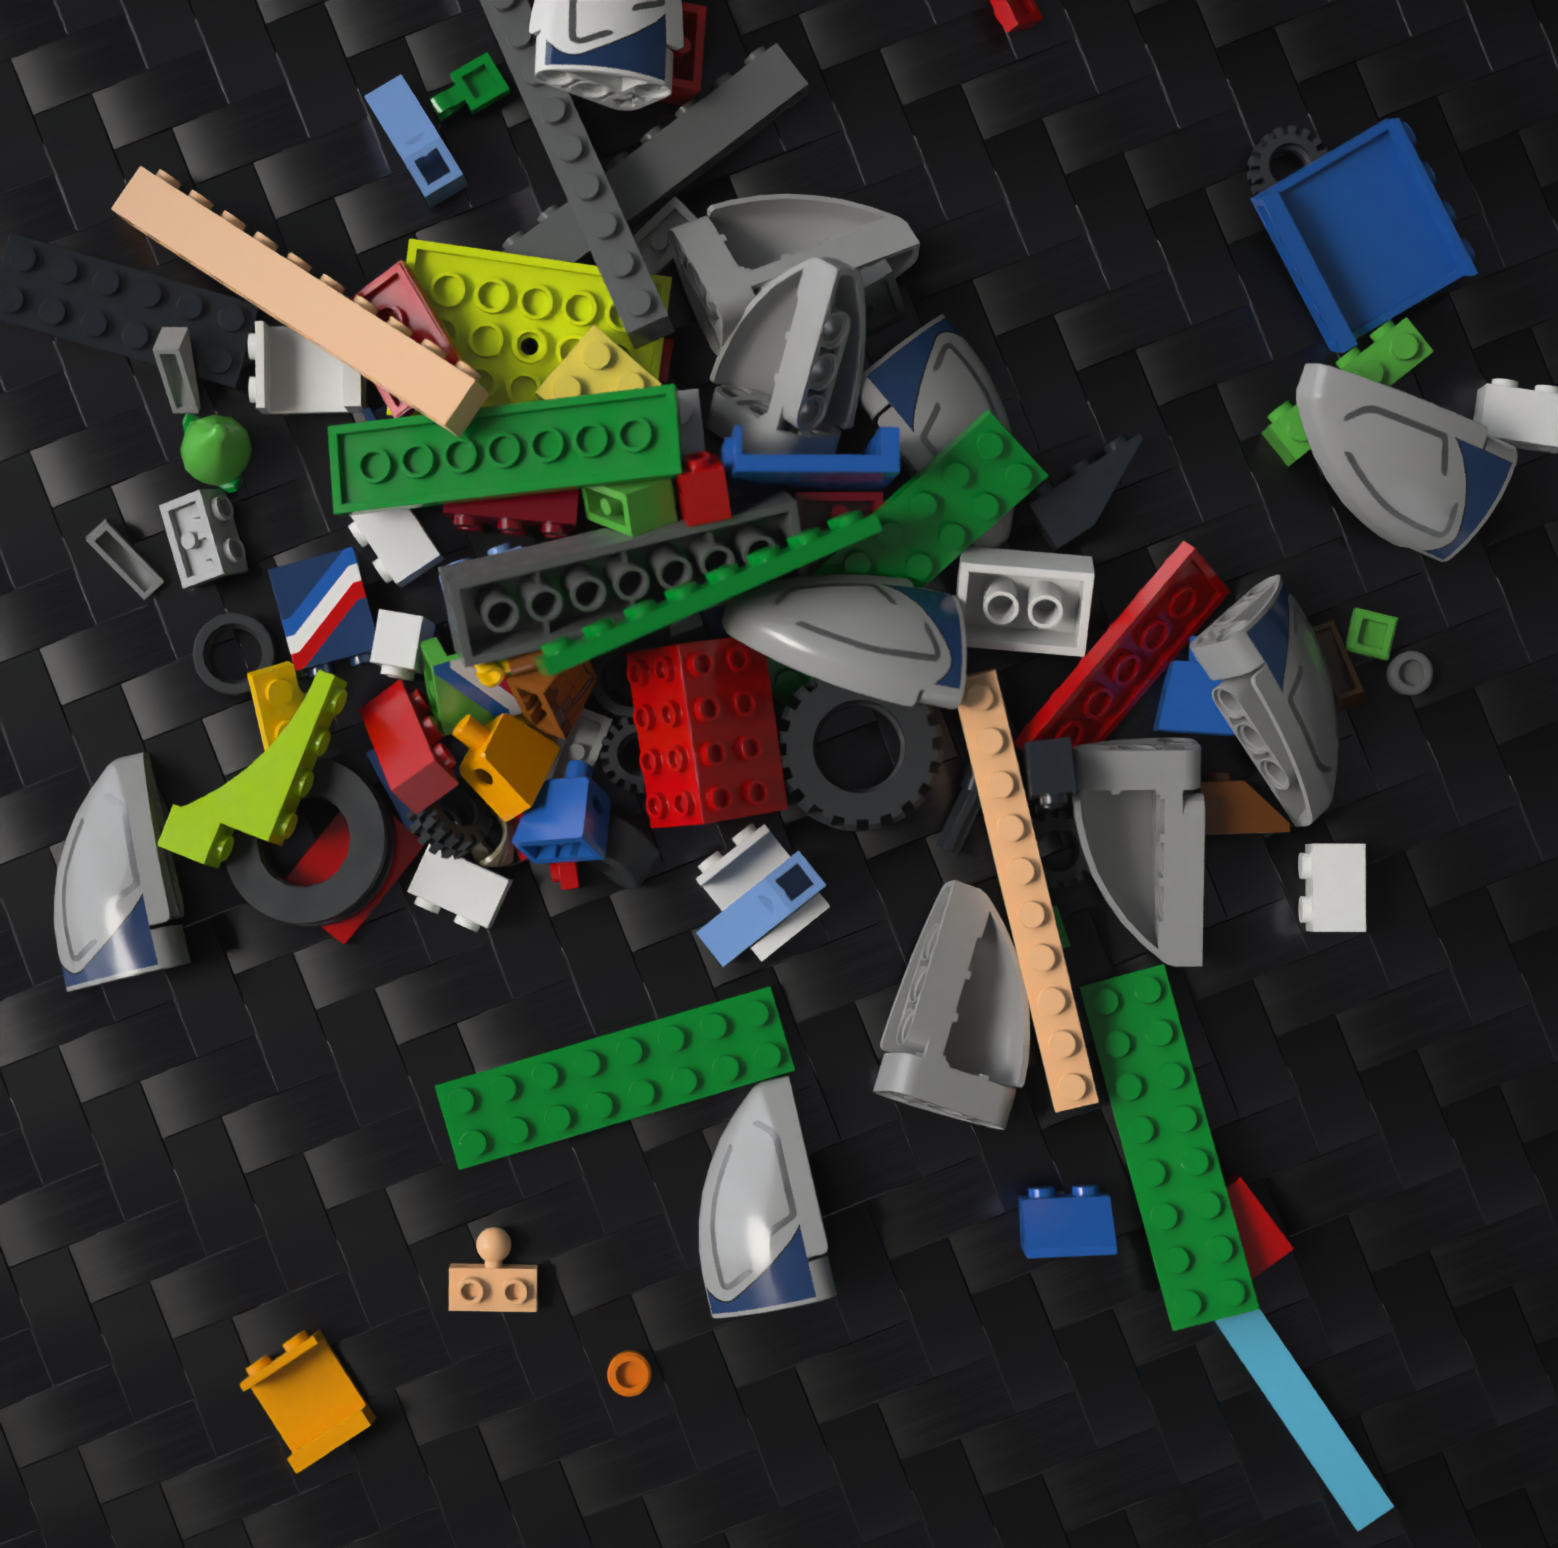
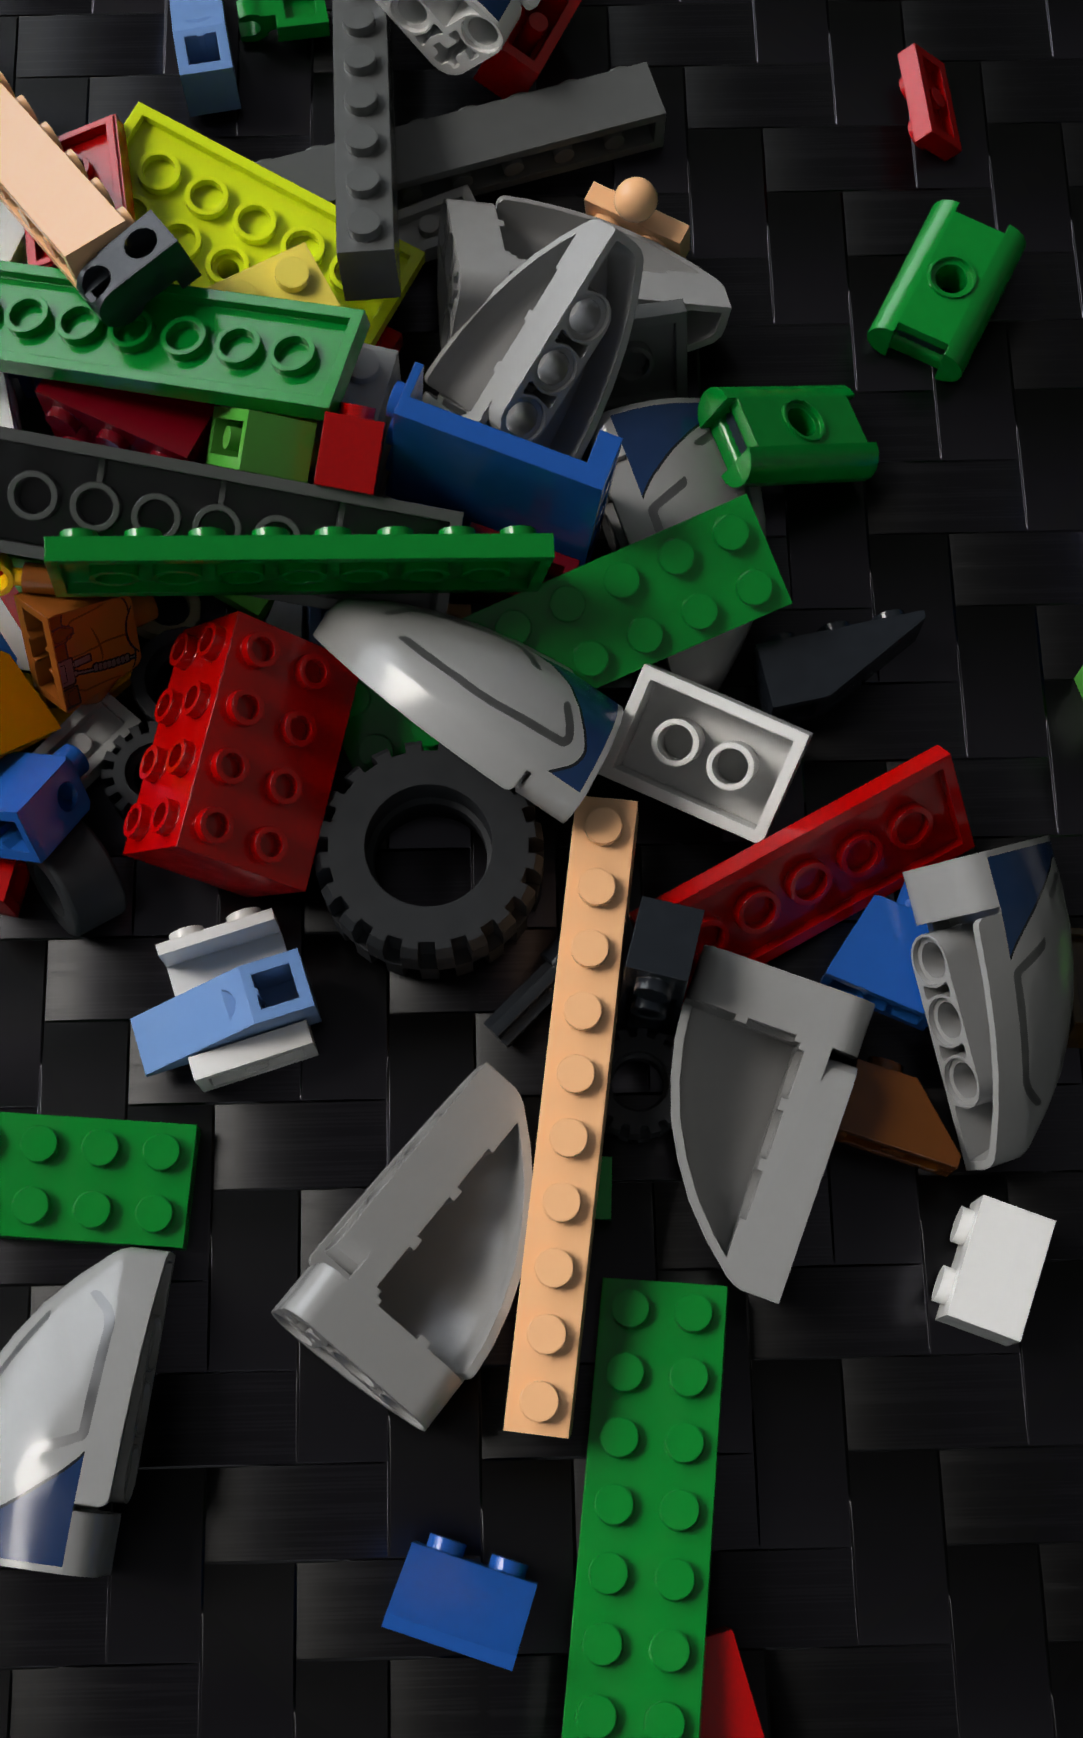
camera: 15 degrees right, 15 degrees down
(493, 410) = (134, 271): none -> black leg
(816, 181) = (634, 209): none -> light nougat plate
(996, 330) = (787, 435): none -> green piece
(1079, 120) = (942, 325): none -> green piece

